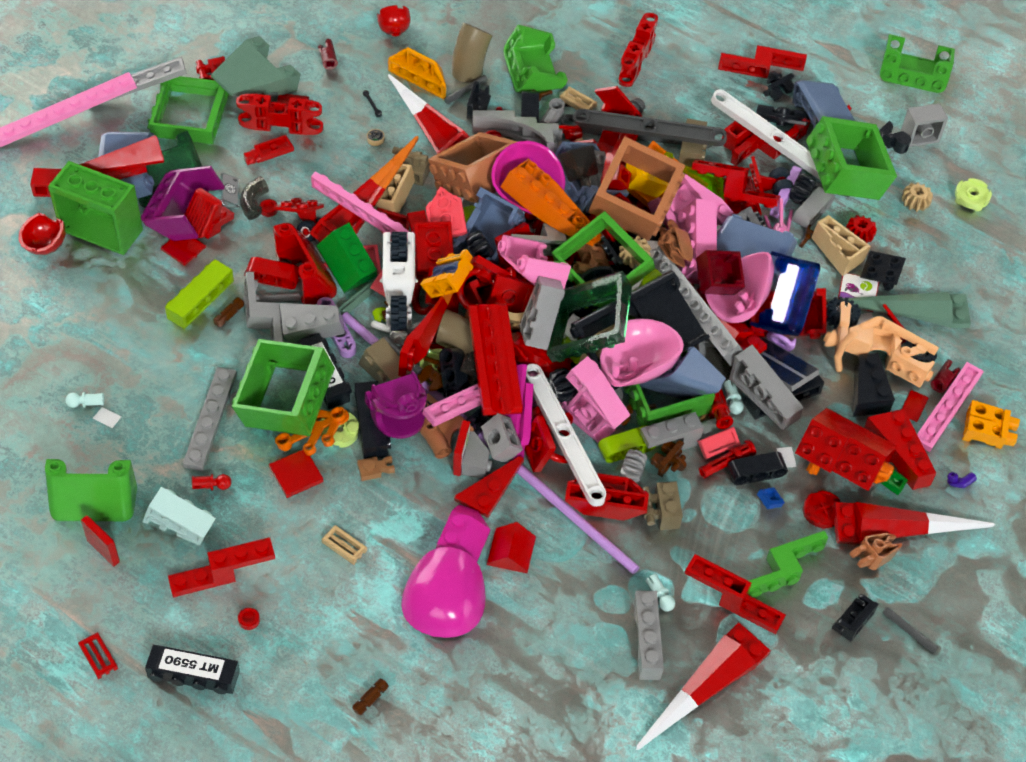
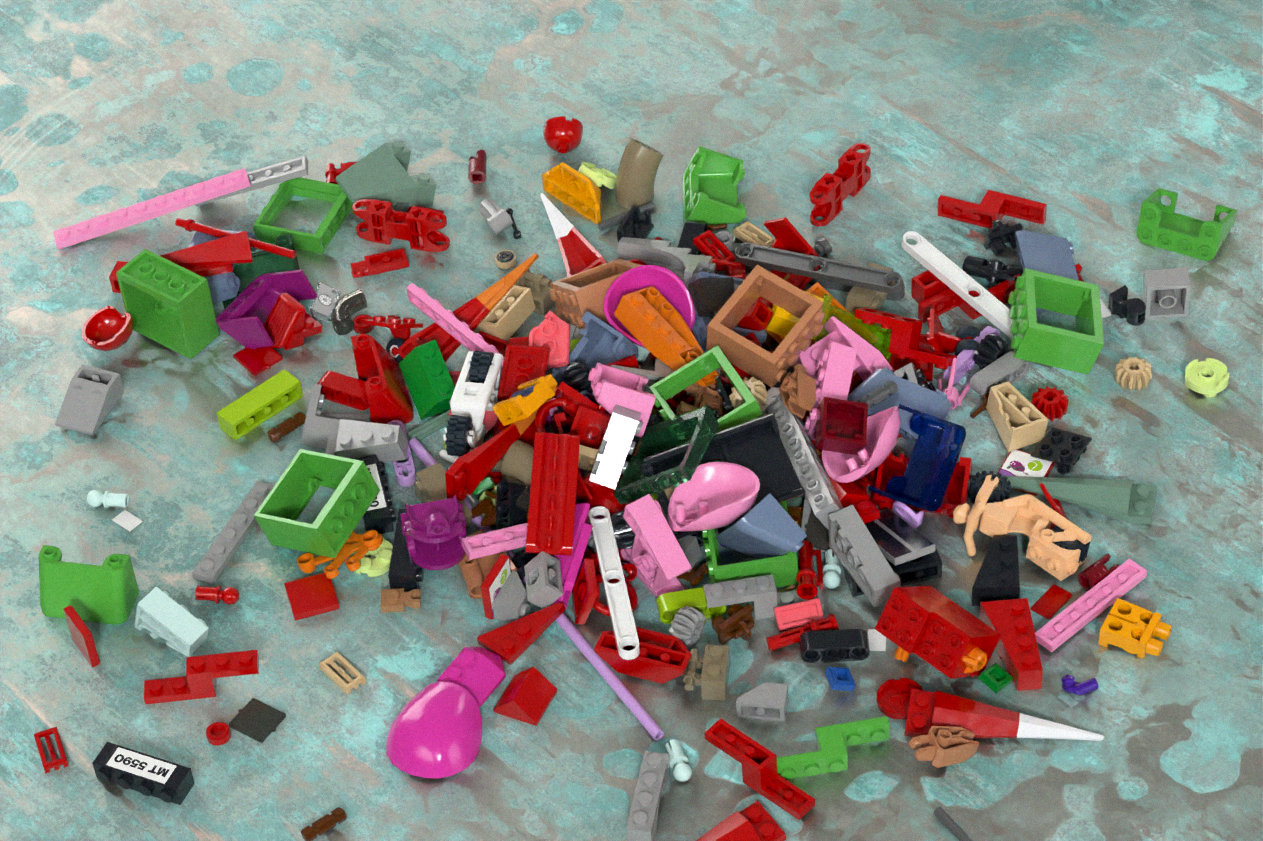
camera: 20 degrees right, 10 degrees down
(42, 304) = (89, 399): none -> light grey slope
(96, 131) = (190, 225): none -> red bar
(280, 600) = (257, 720): none -> clear smoke piece
(359, 101) = (496, 218): none -> light grey piece
(435, 54) = (598, 176): none -> yellowish green plate
(554, 115) = (712, 249): none -> red tile
(717, 528) = (764, 702): none -> light grey slope
(741, 240) = (879, 394): none -> dark grey axle
(855, 617) = (899, 814): black hinge -> none

